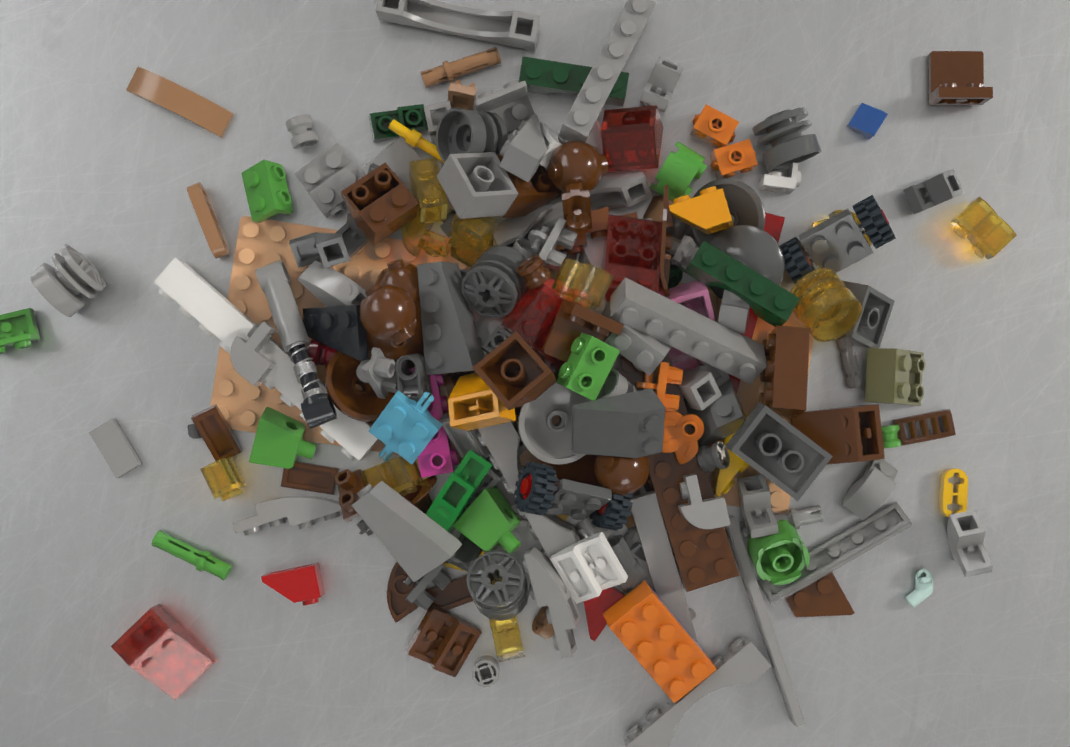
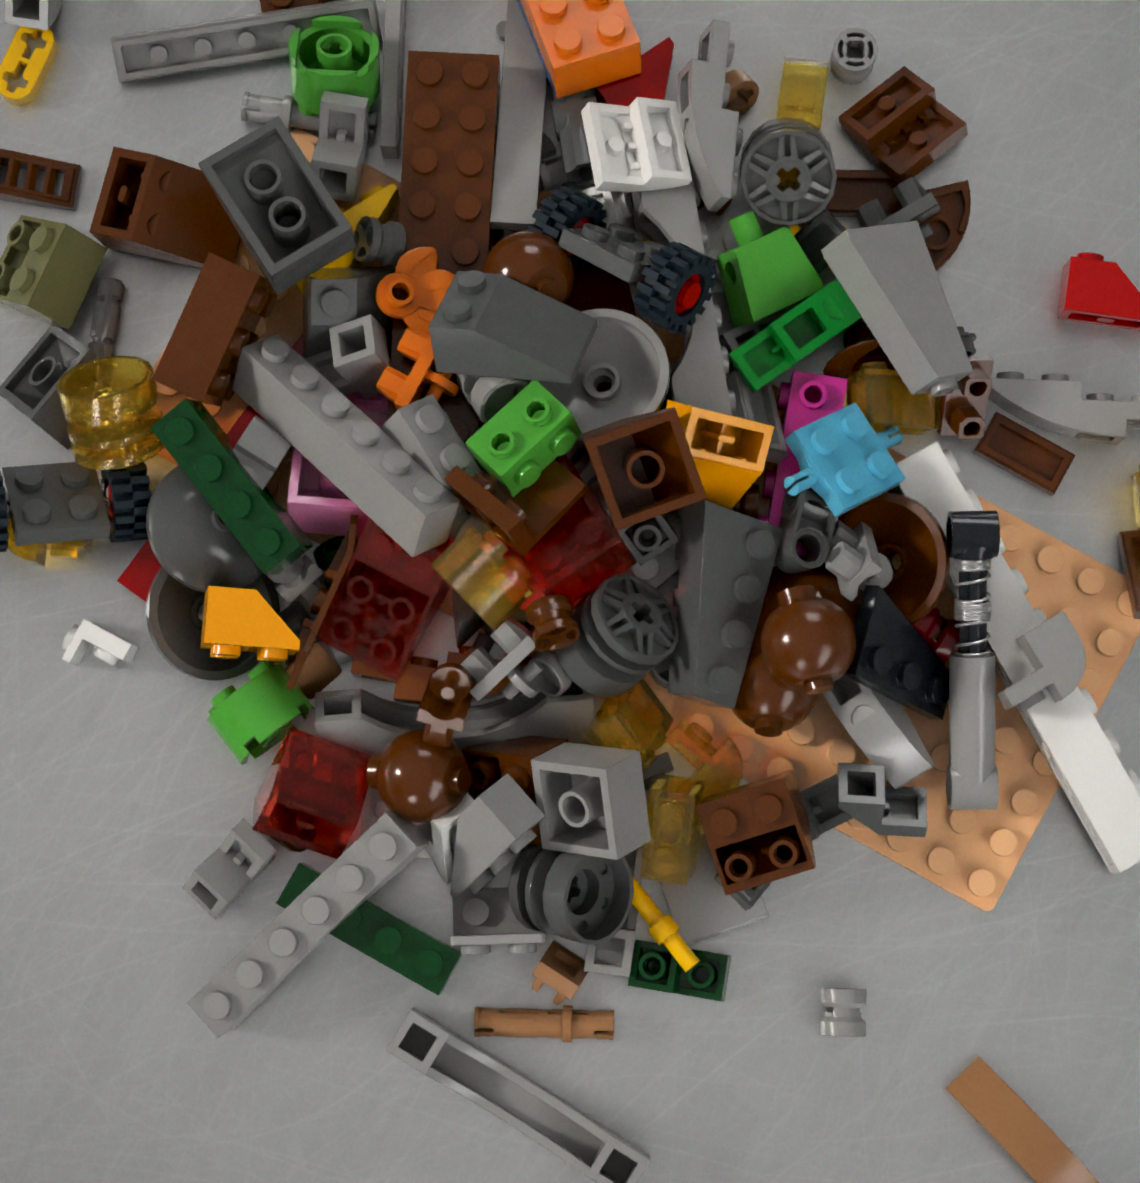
camera: 155 degrees left, 5 degrees down
(208, 220) = (1046, 923): medium nougat beam -> none
(266, 190) = (934, 934): bright green bracket -> none
(280, 441) = (1050, 521): bright green torso -> none
(327, 177) = (822, 914): light grey plate -> none
(705, 513) = (427, 158): light grey brick -> none
(711, 118) = (189, 776): orange head -> none
(727, 167) = (180, 709): orange head -> none
(786, 139) = (65, 701): dark grey wheel -> none
(872, 489) = (151, 110): light grey brick -> none
(890, 437) = (89, 183): bright green wheel -> none

